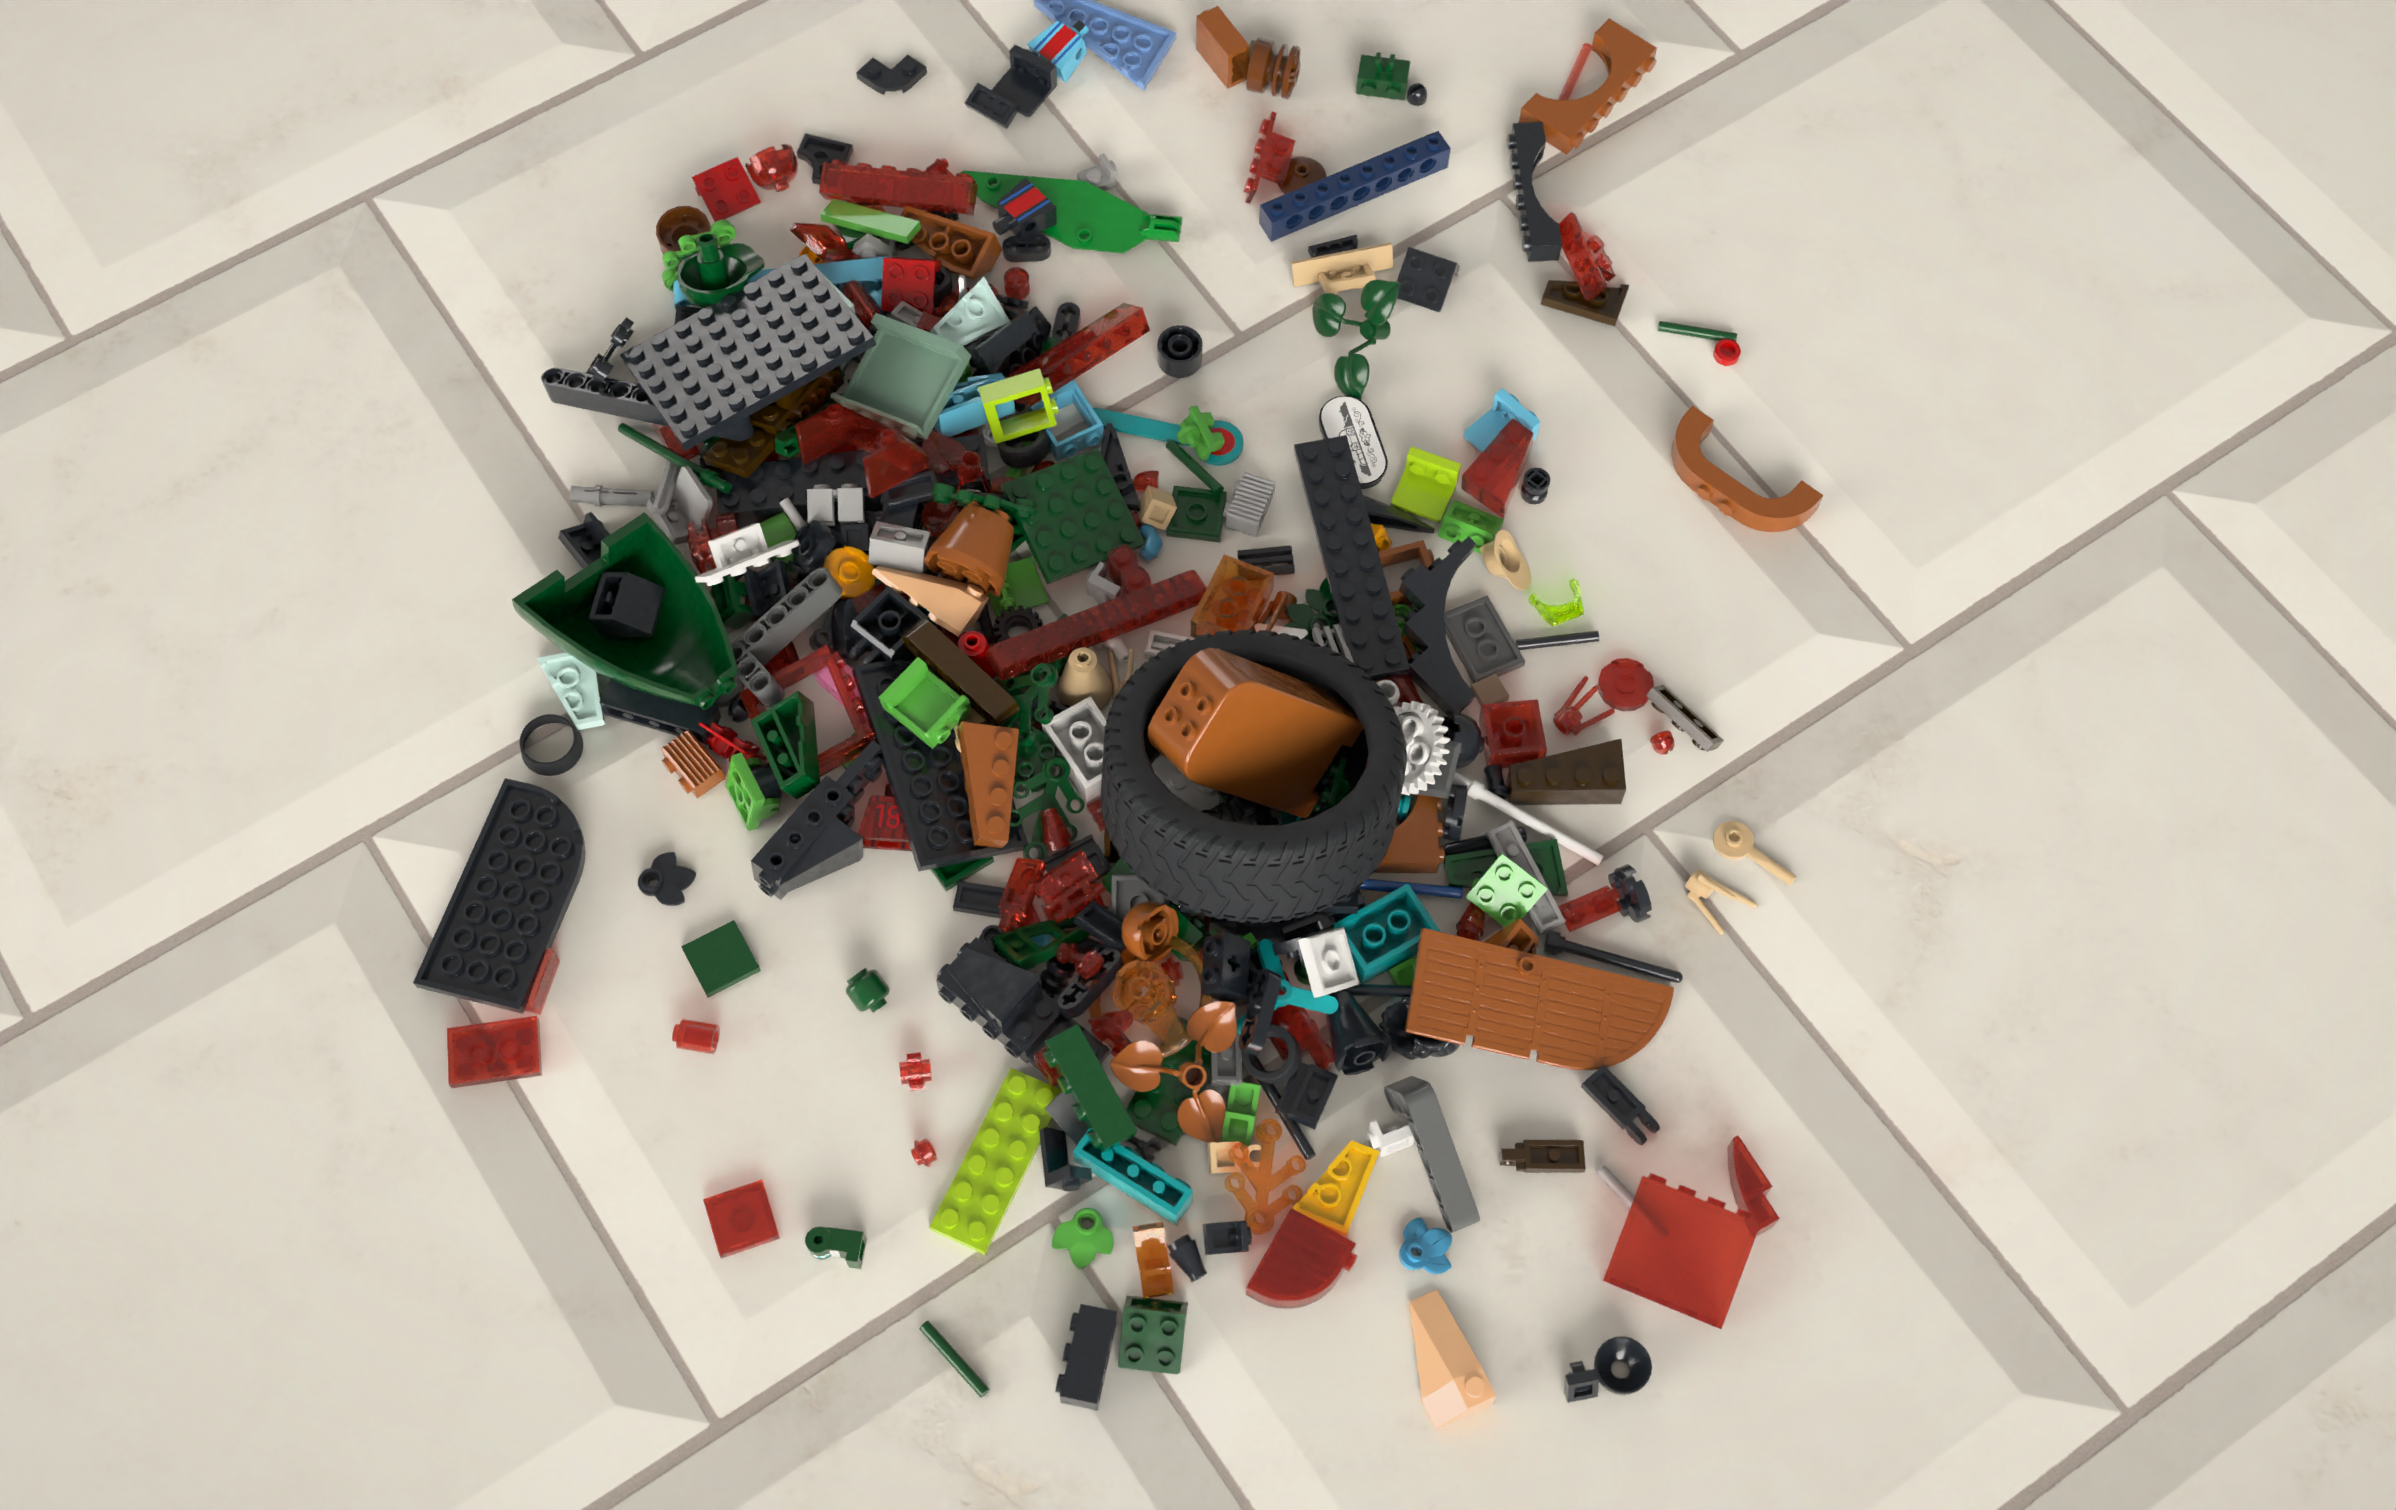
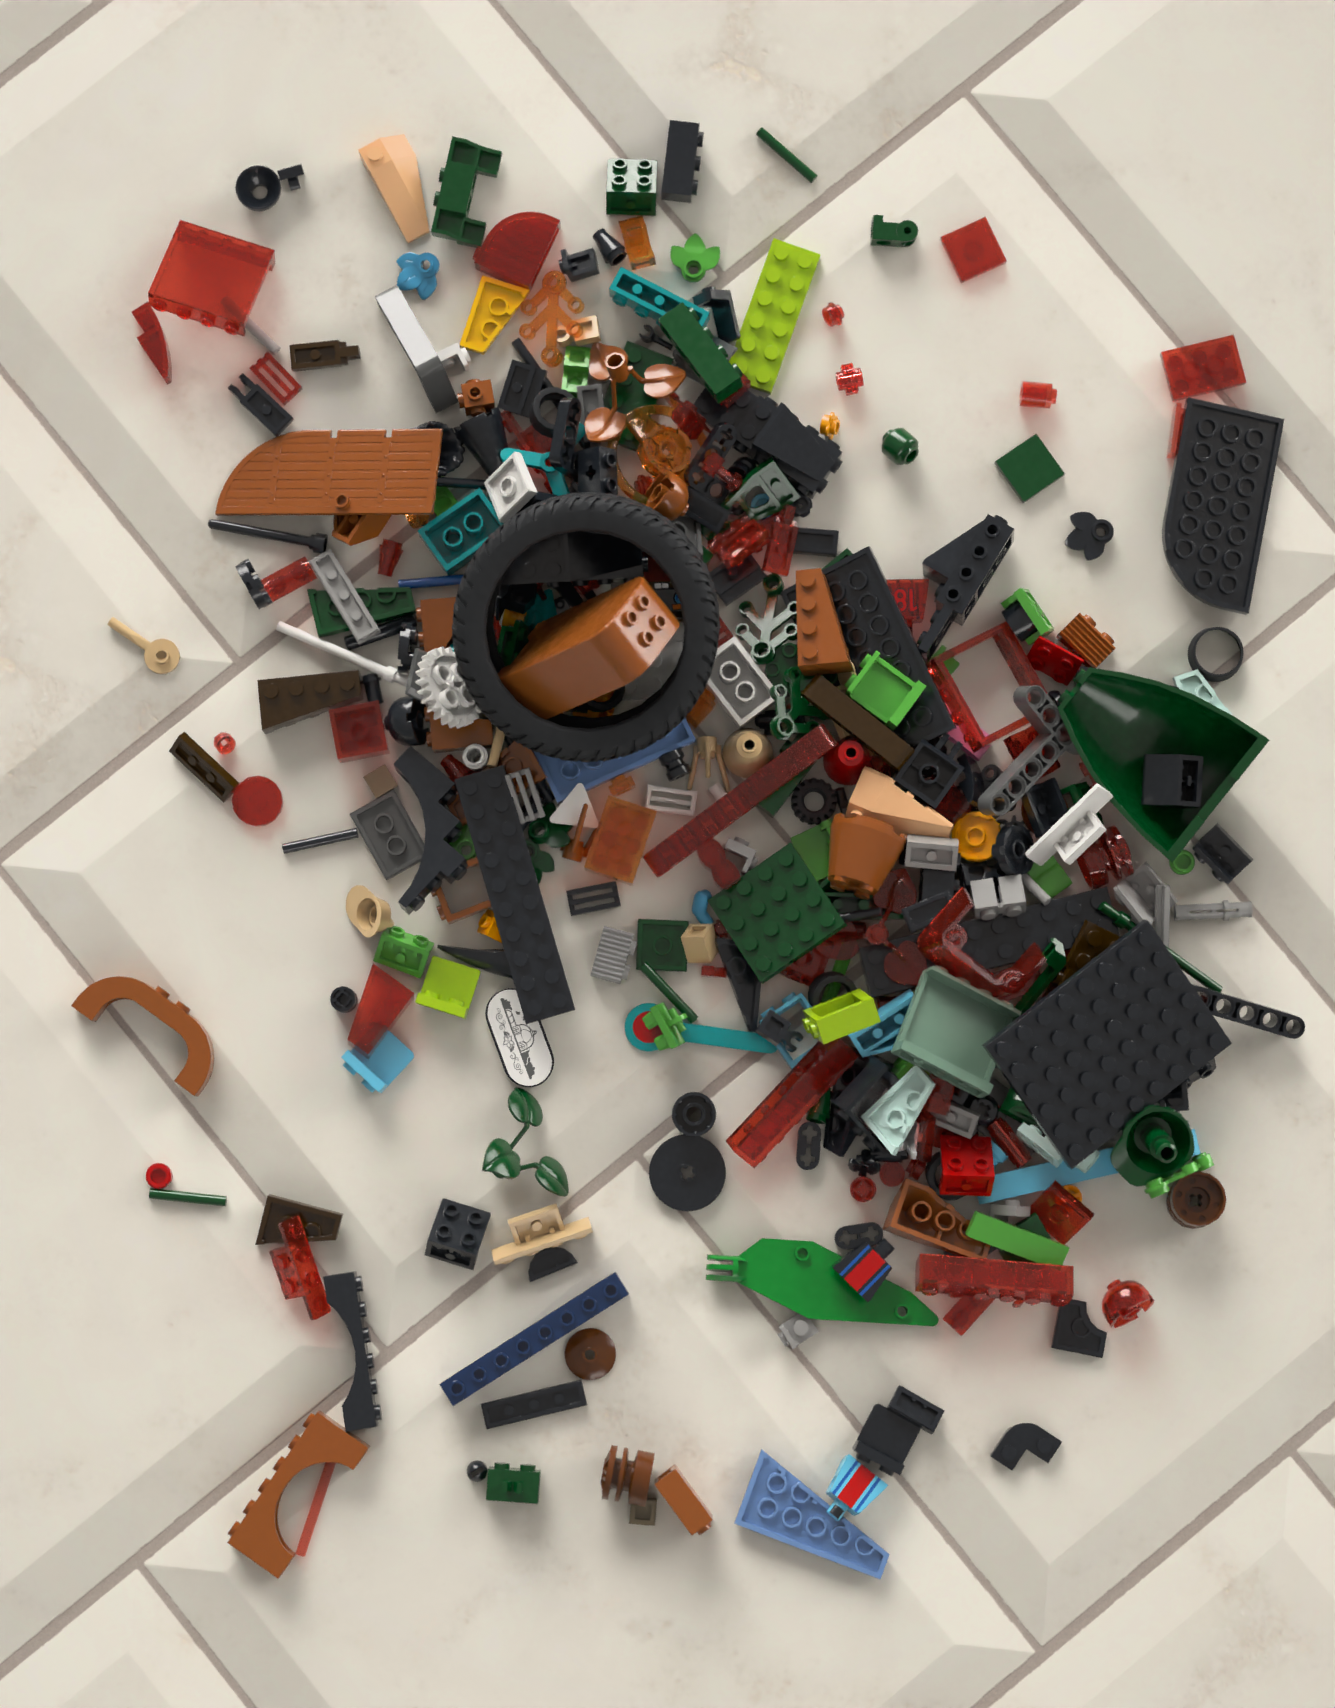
camera: 175 degrees right, 20 degrees up
(600, 366) = (1245, 1059): black plant -> none
(726, 189) = (1169, 1276): red hinge -> none
(790, 743) = (998, 641): dark green wedge -> none
(946, 1022) = (829, 425): none -> light orange plate
(1020, 508) = (860, 896): dark green plant -> none
(1054, 830) = (757, 598): clear red cone -> none
(1085, 410) = (775, 1029): none -> black plate
(1188, 296) = (693, 1192): none -> black piece
(1272, 158) = (622, 1365): clear red bracket -> none
(1357, 141) = (533, 1404): none -> black tile
(1361, 1095) = (476, 397): none -> dark orange brick
(1370, 1350) = (457, 189): none -> dark green bracket
(1506, 891) = (362, 574): hinge -> none
(1560, 613) = (305, 872): clear neon green helmet -> none
(1568, 718) = (306, 757): clear red plant -> none
(1585, 1117) = (262, 363): none -> clear red tile
(1704, 885) = (190, 606): tan plant -> none

